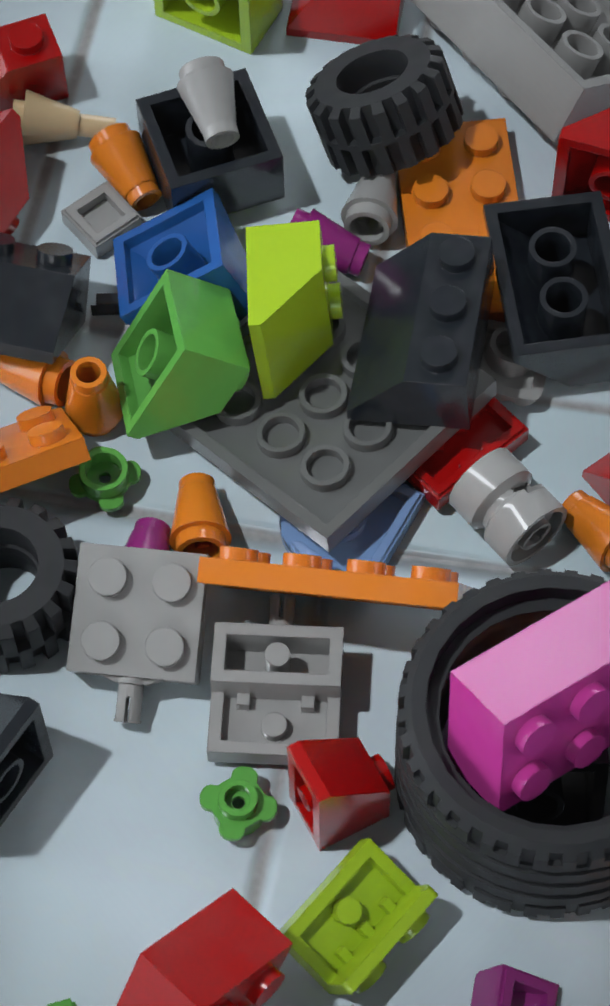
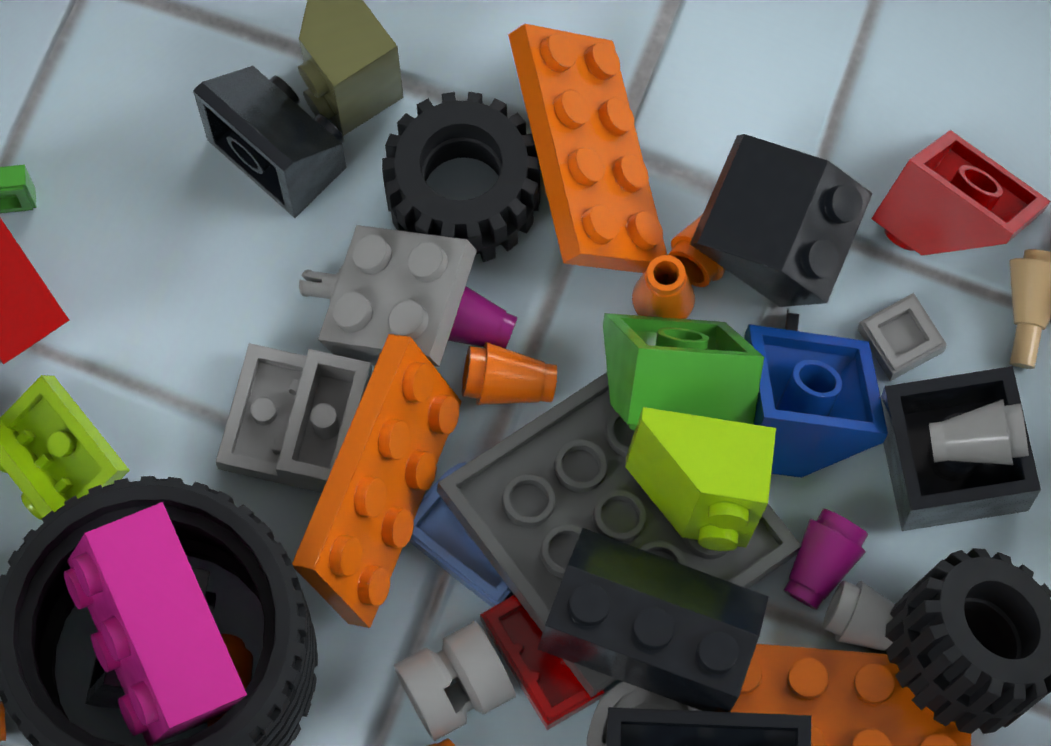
camera: 100 degrees right, 10 degrees up
(109, 463) = (577, 280): bright green plate -> none
(125, 164) = (965, 354): orange cone -> none
(236, 822) = (200, 386): bright green plate -> none
(337, 787) = (175, 438): red slope -> none

